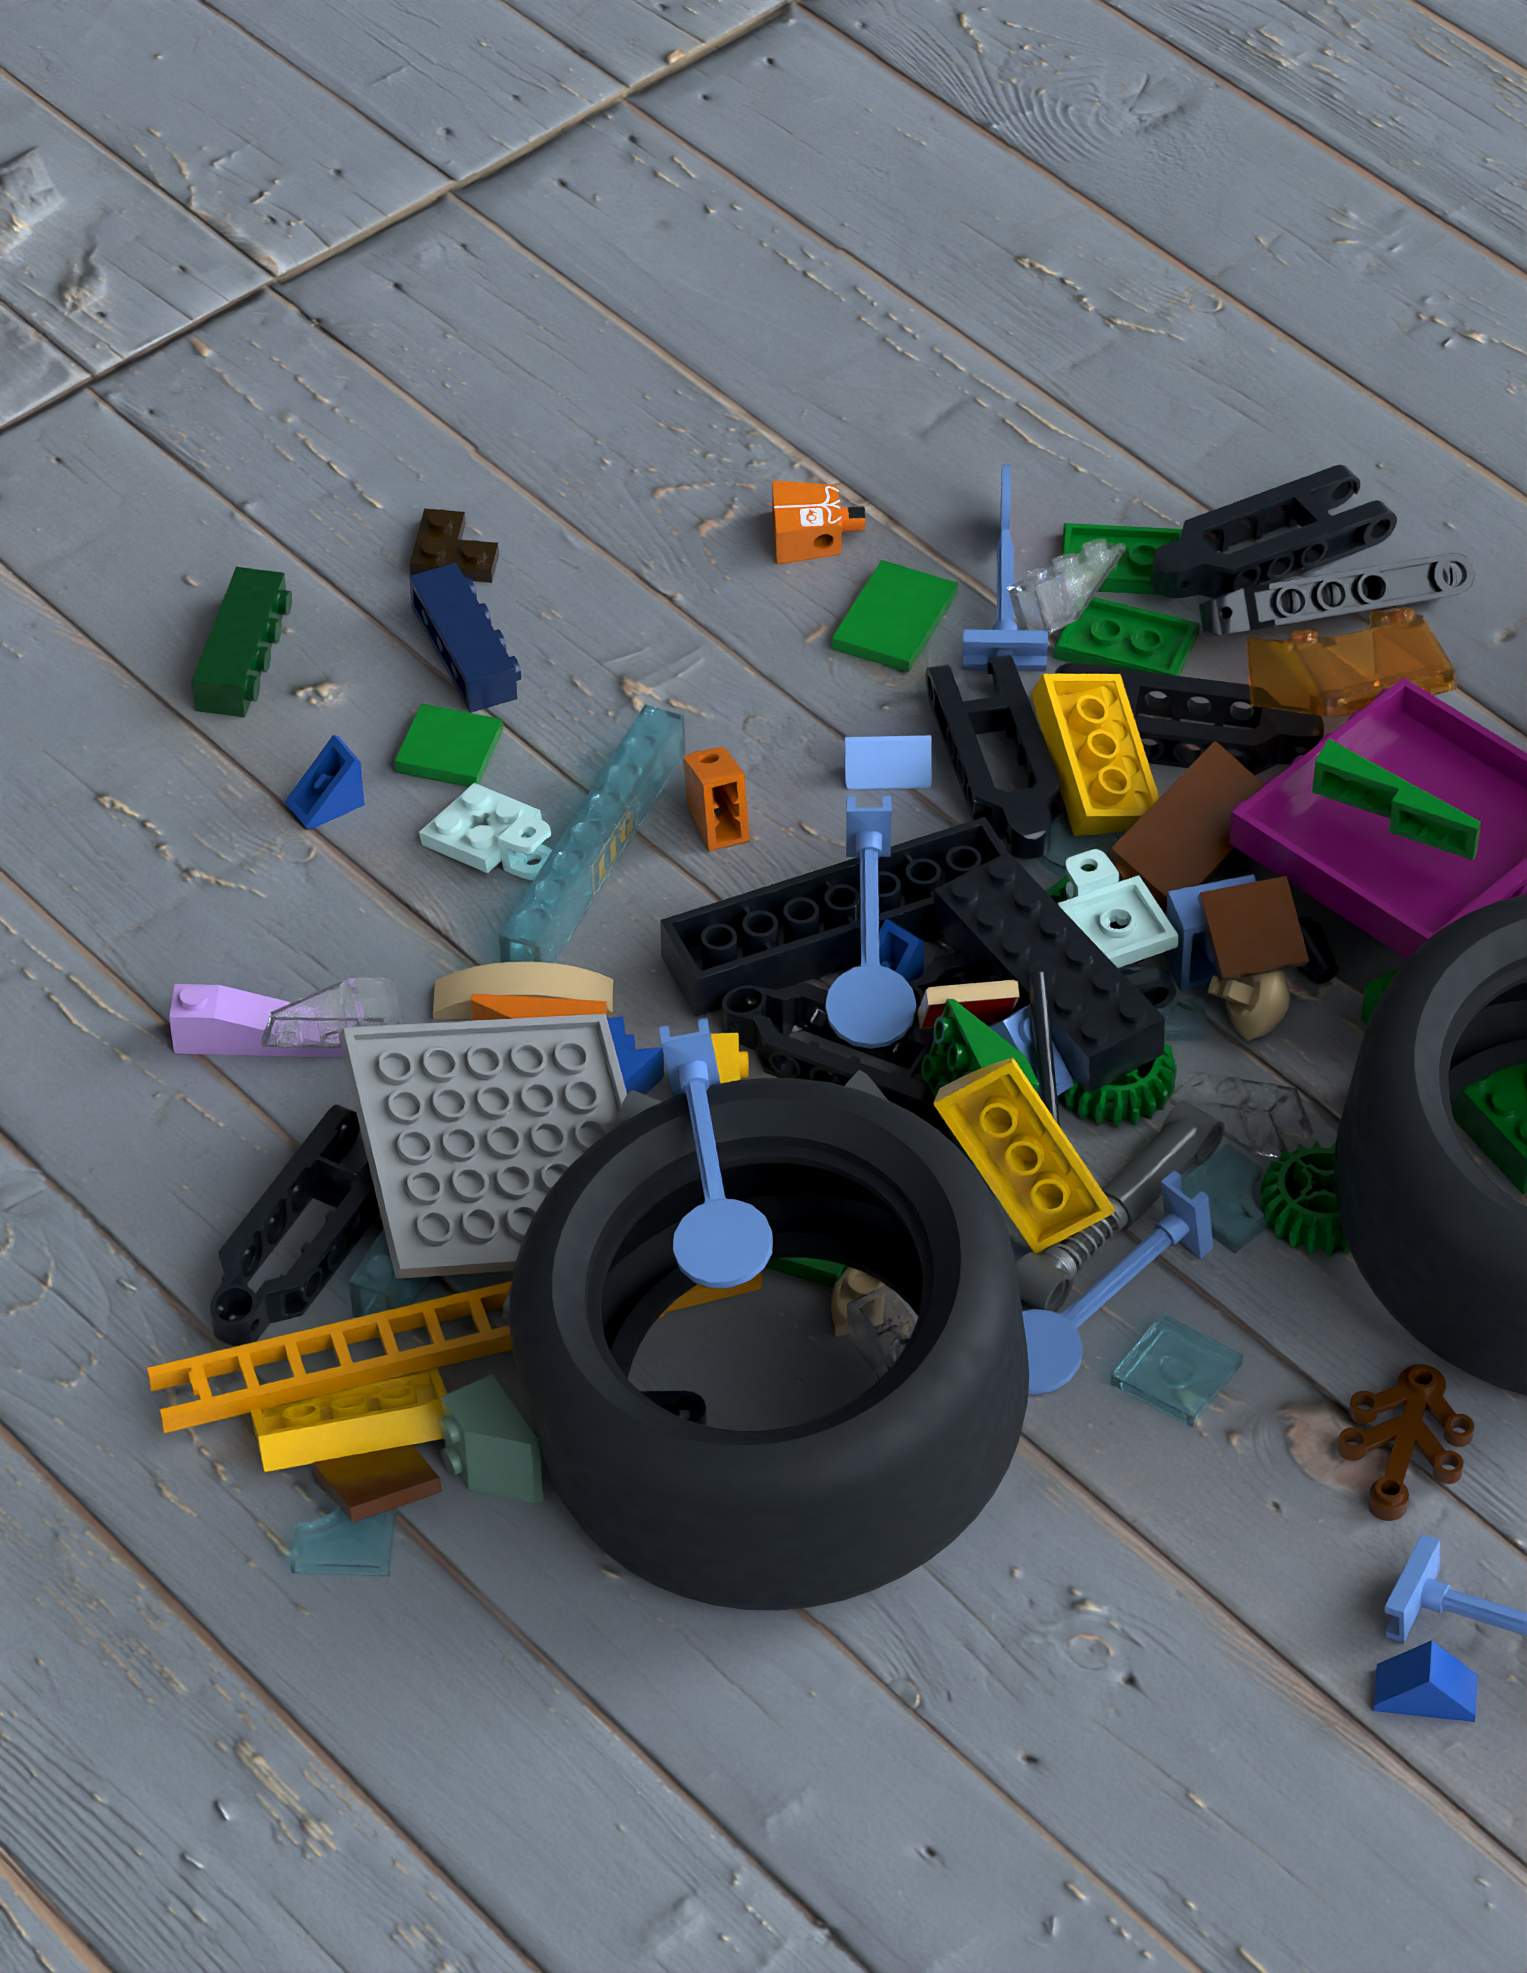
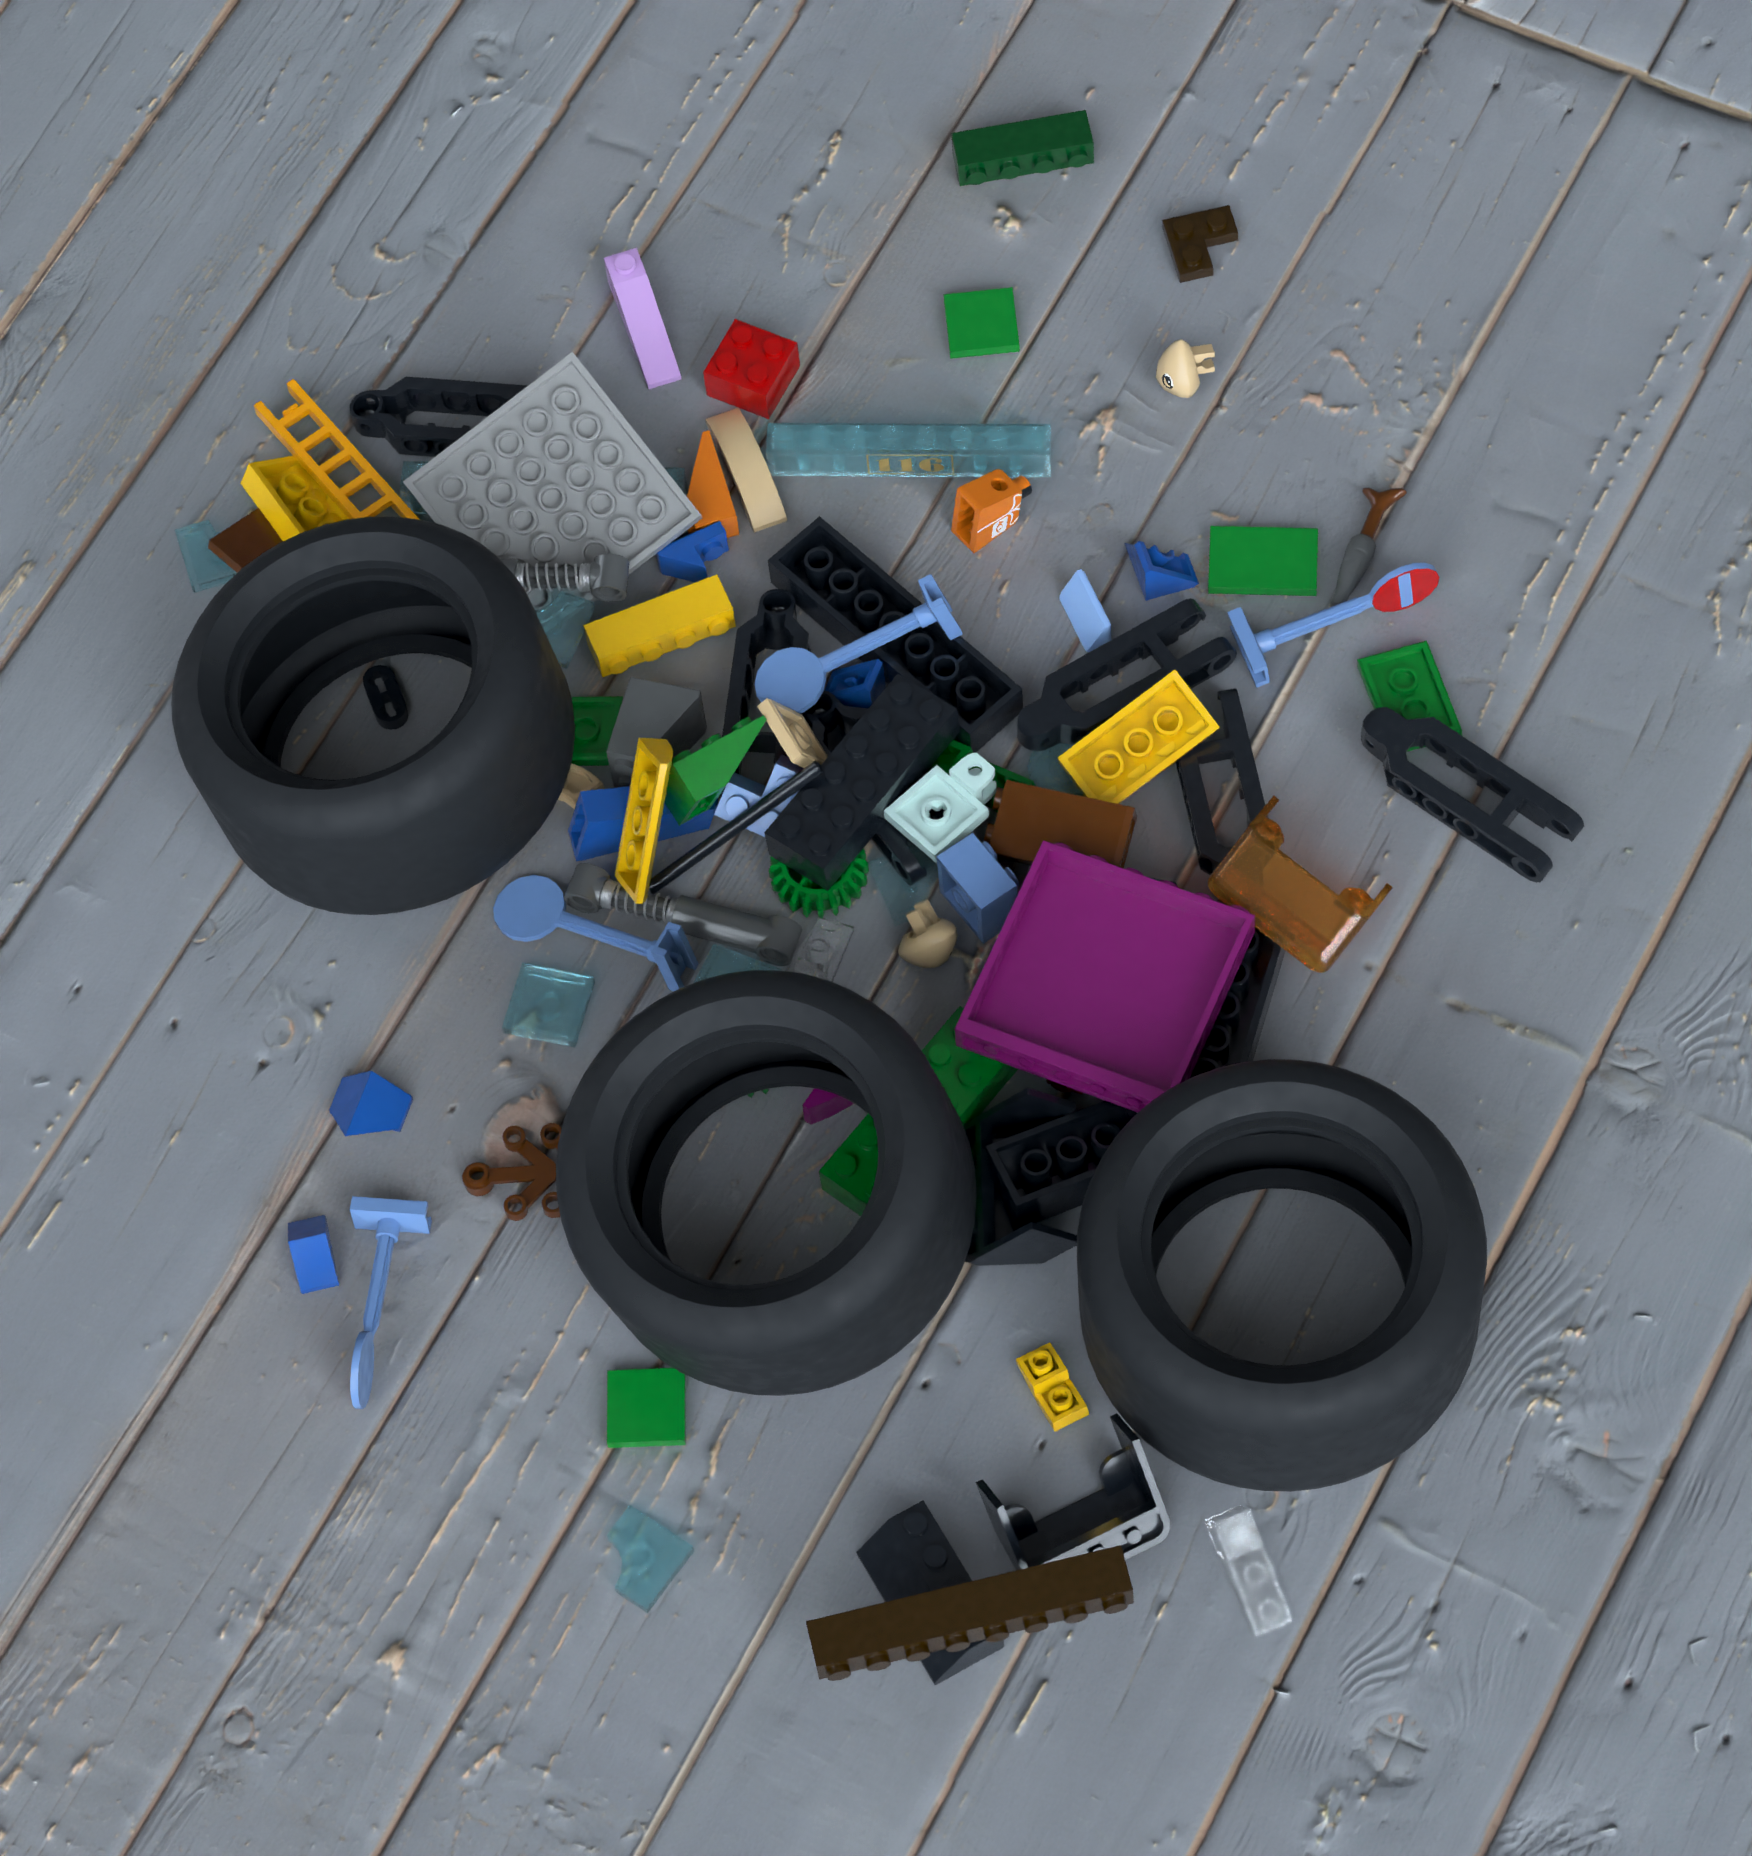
camera: 75 degrees right, 15 degrees up
(322, 1015) = (662, 362): clear slope -> none
(329, 786) = (895, 265): blue slope -> none
(399, 939) = (751, 369): none -> red brick
(464, 637) = (1094, 285): dark blue brick -> none
(488, 829) = (892, 396): light aqua plate -> none
(621, 595) = (1180, 367): none -> tan piece
(723, 1238) = (361, 625): medium blue piece -> none
(810, 520) = (1335, 462): orange torso -> none
(860, 698) = (1160, 572): none -> blue slope
(926, 536) = (1362, 546): none -> dark grey piece
(1061, 592) = (1326, 661): clear slope -> none
(1127, 639) = (1312, 731): green tile -> none
(1241, 1579) = (369, 1104): none -> blue slope
(1253, 928) = (955, 902): reddish brown tile -> none
(1342, 594) = (1430, 900): piece -> none
(1411, 811) = (1085, 954): green slope -> none

